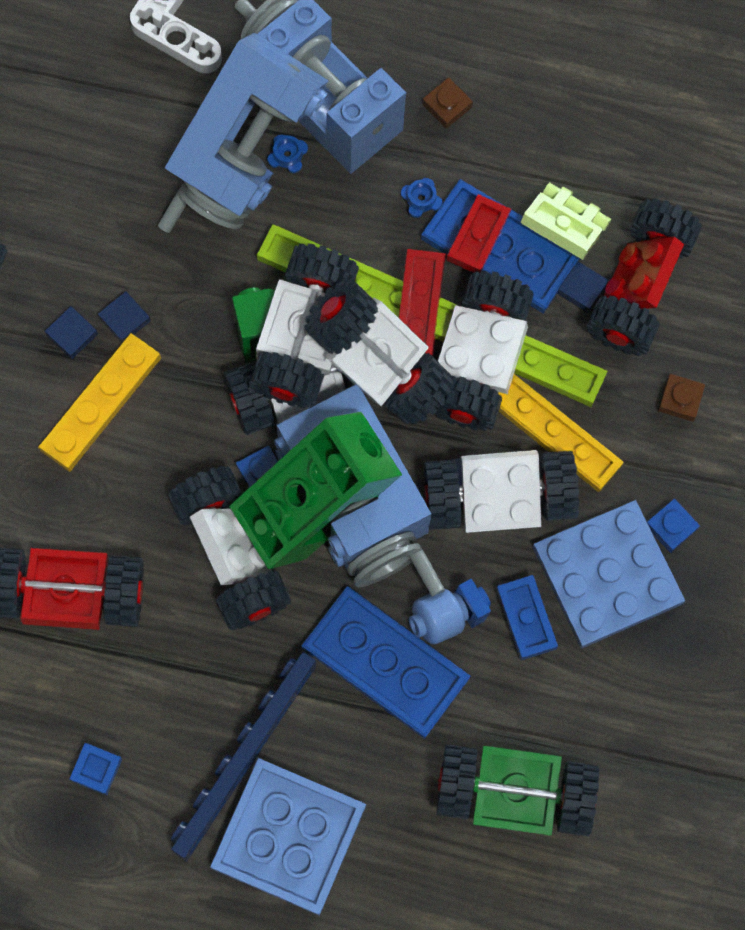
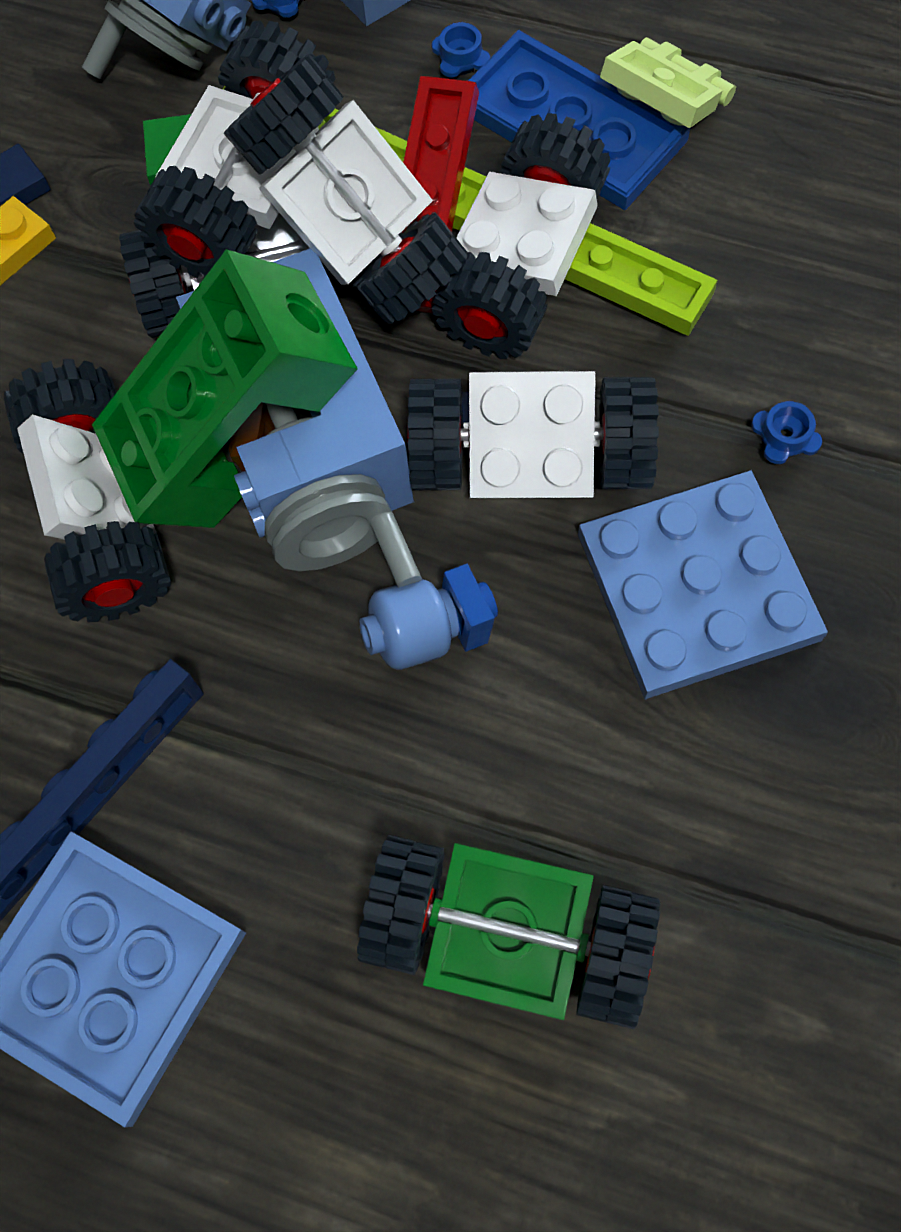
camera: 15 degrees right, 5 degrees down
(386, 662) = (318, 695): blue tile -> none
(478, 234) = (536, 84): red plate -> none
(526, 617) = (557, 639): blue plate -> none
(558, 433) = (604, 344): yellow tile -> none
(582, 287) = (687, 174): dark blue tile -> none
(643, 271) = (746, 202): plate -> none
(659, 461) = (790, 417): none -> blue plate
(672, 525) = (811, 515): blue plate -> none
(681, 397) = (832, 331): reddish brown plate -> none

